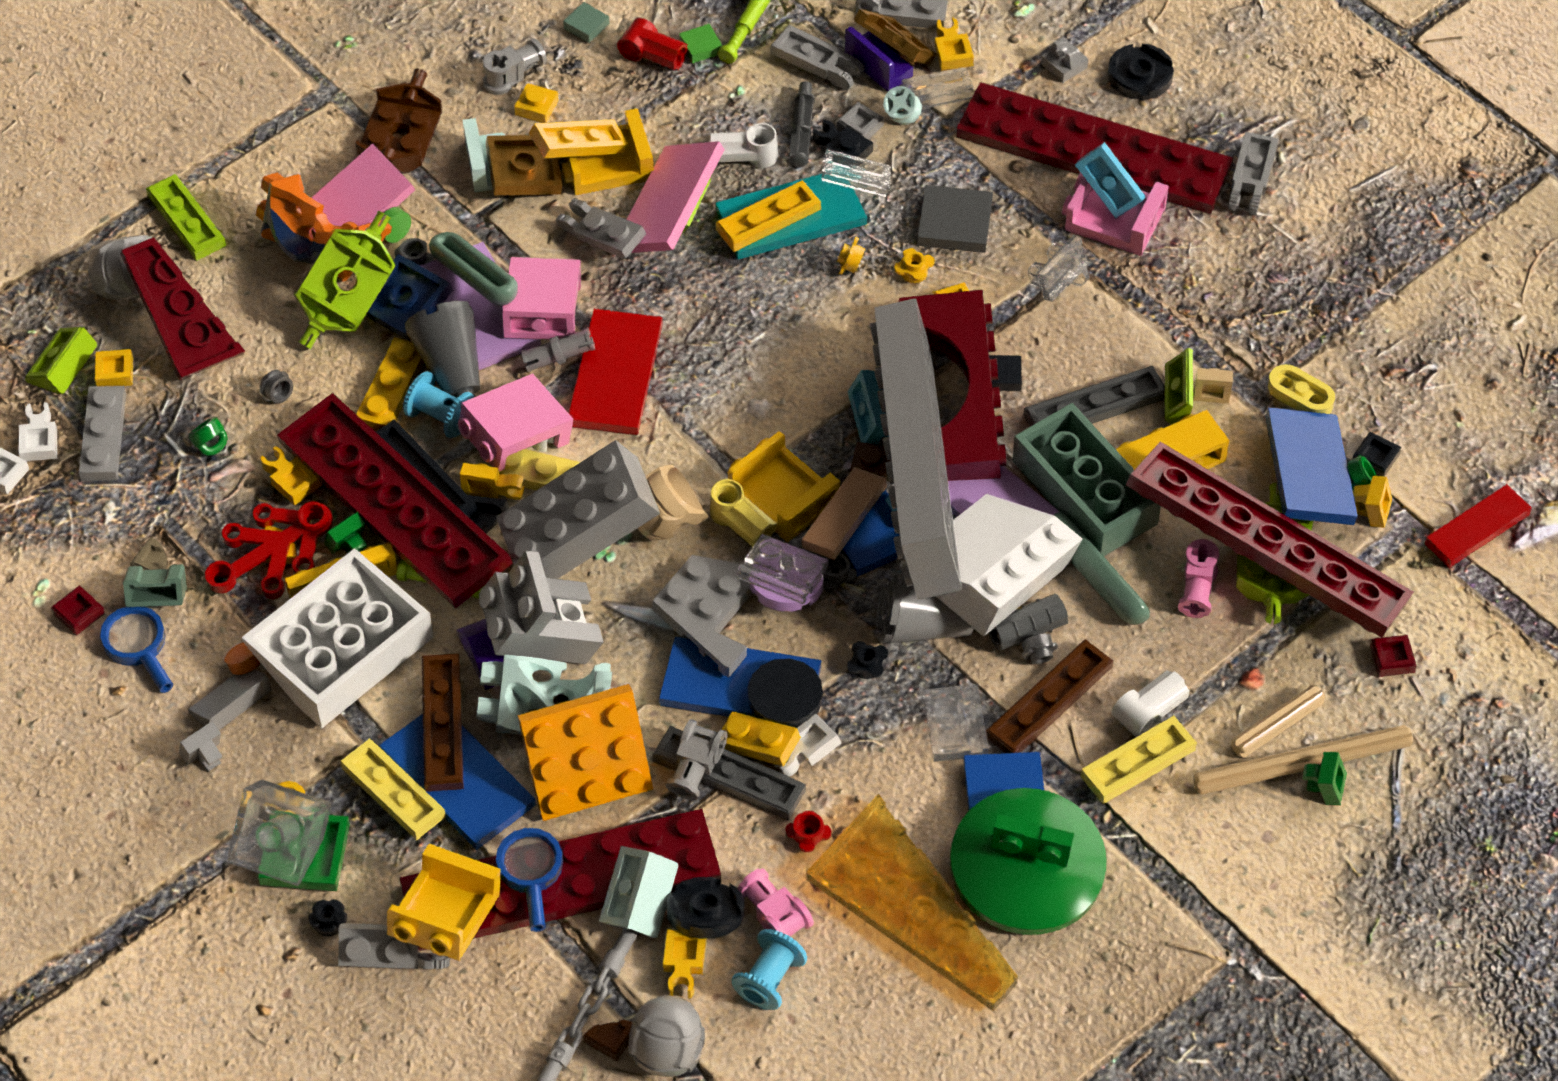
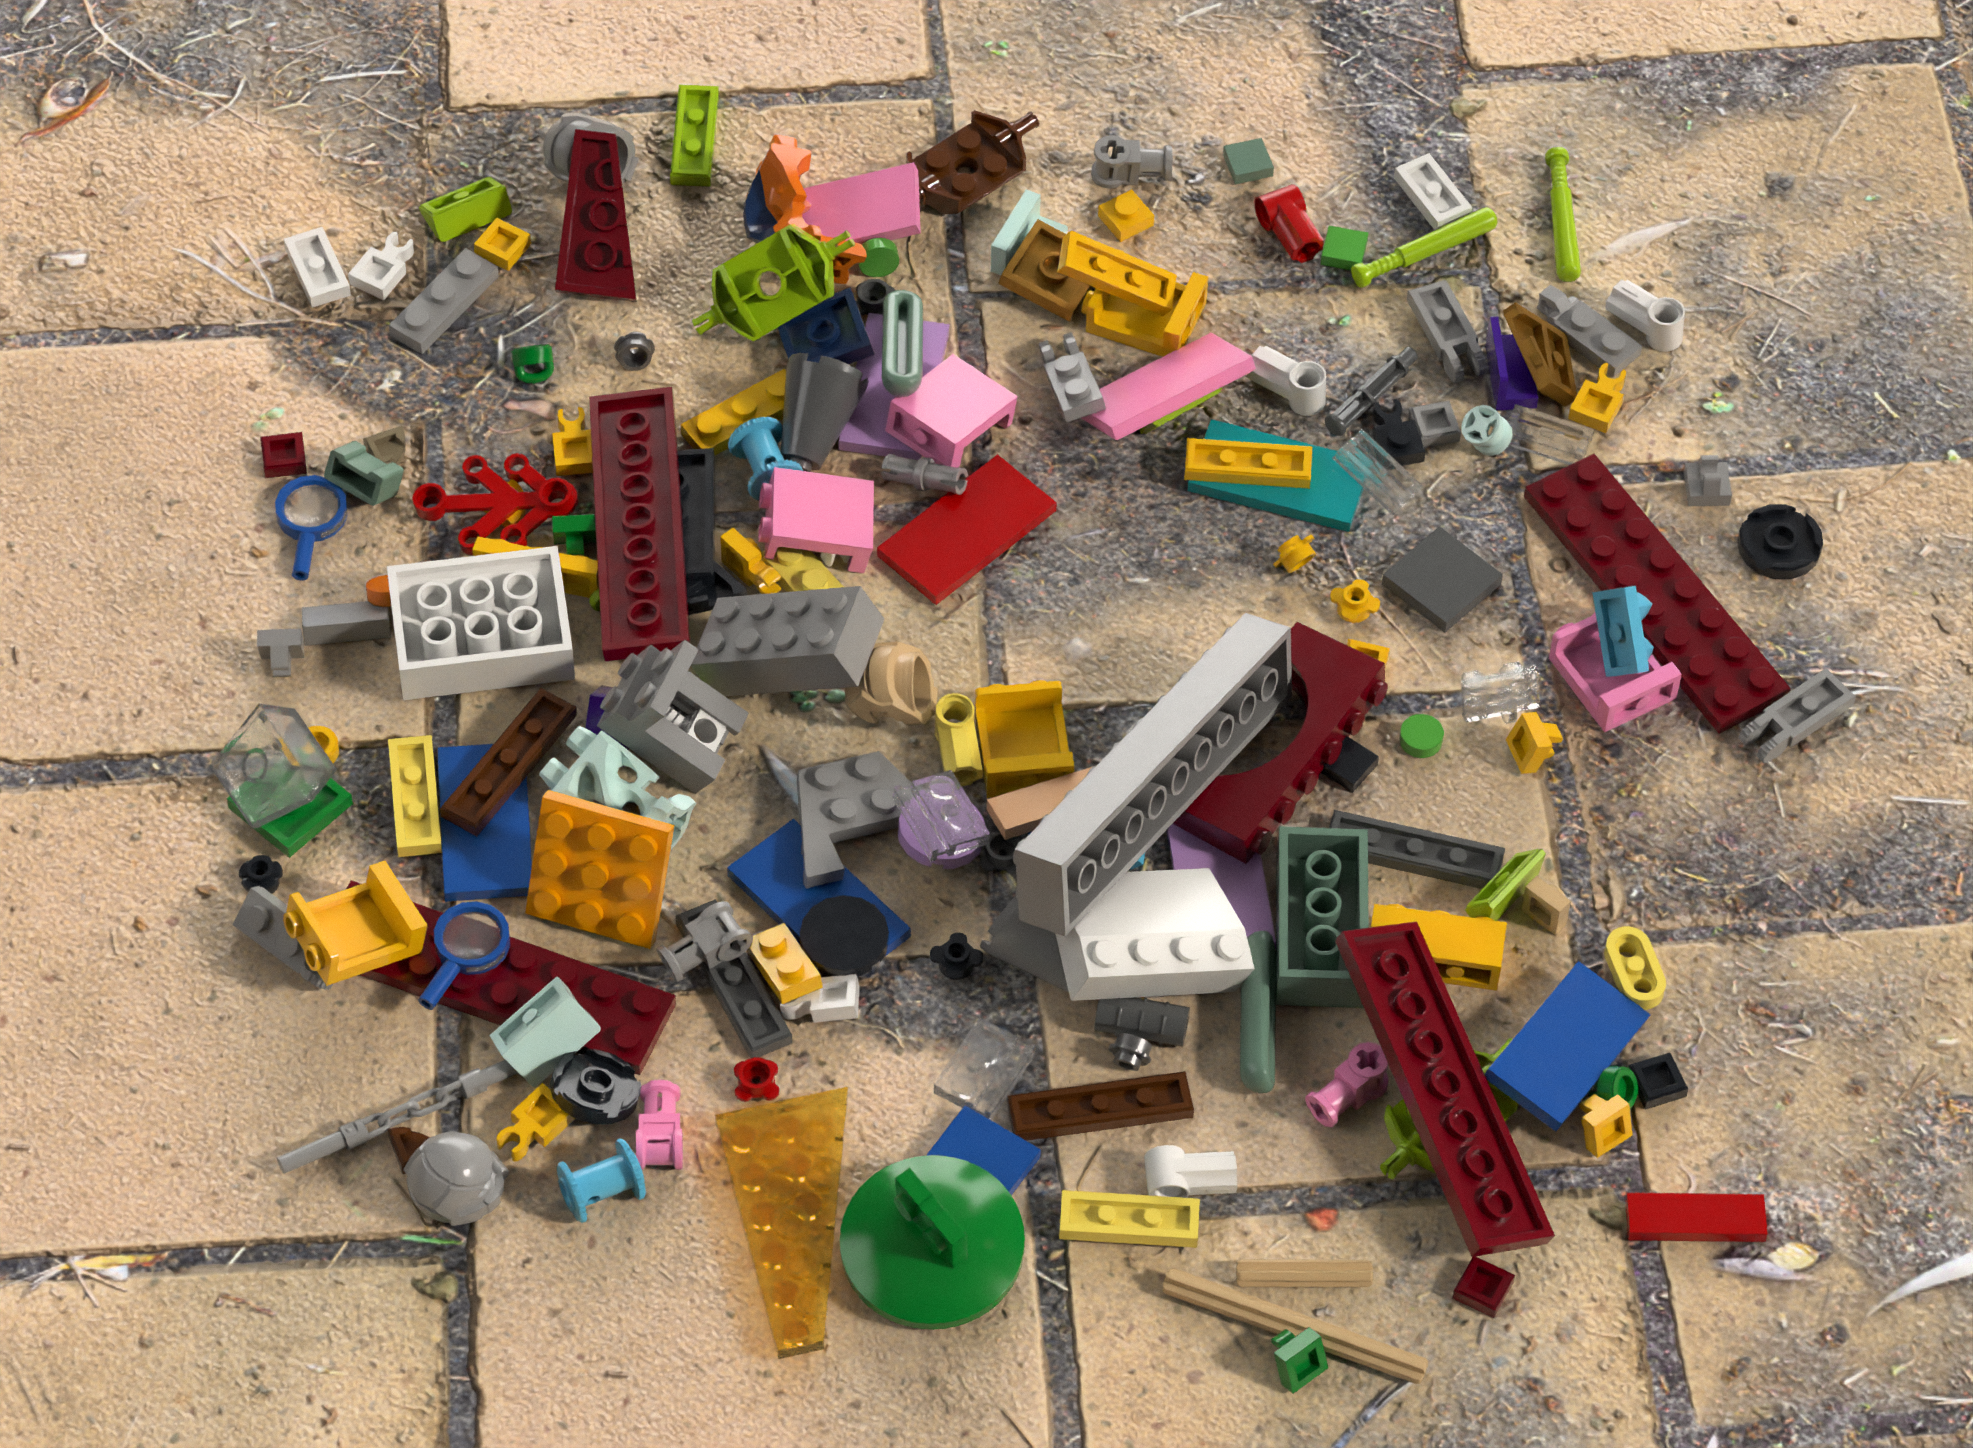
camera: 35 degrees right, 0 degrees up
(1034, 326) = (1421, 736): none -> bright green tile
(1109, 287) = (1532, 741): none -> yellow tile

